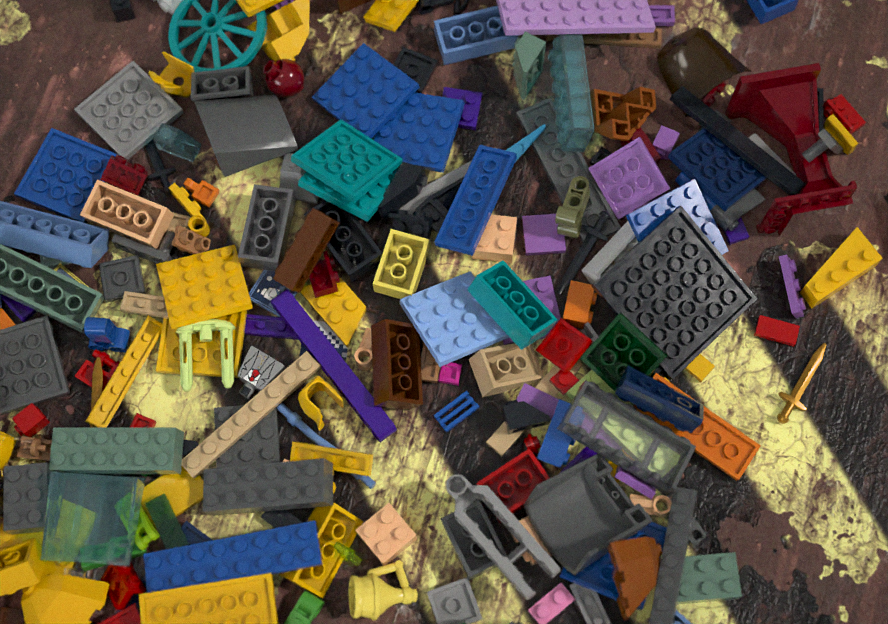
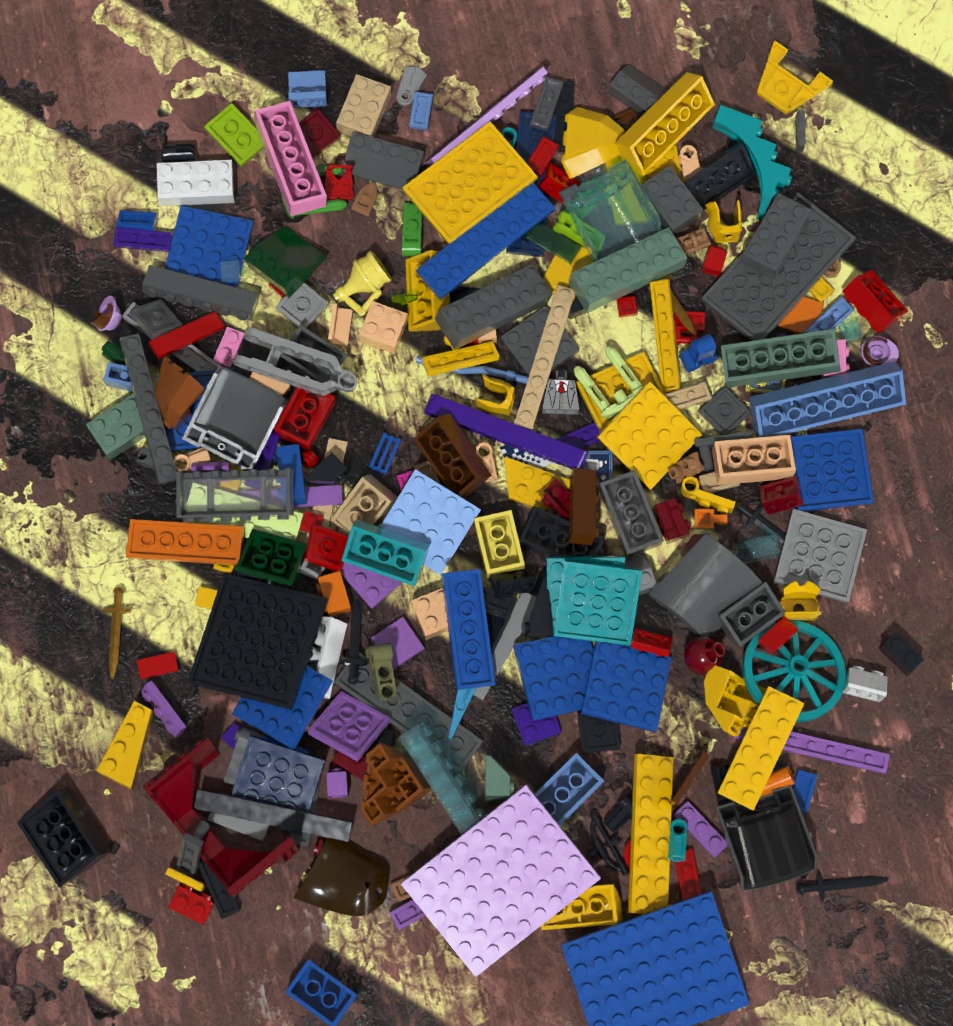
camera: 145 degrees right, 5 degrees up
(211, 58) = (778, 635): none -> red tile
(234, 206) = (671, 520): none -> dark red brick
(320, 110) = (651, 642): none -> red bracket
(427, 562) = (340, 326): none -> light nougat panel
(660, 400) = (223, 535): dark blue slope -> none

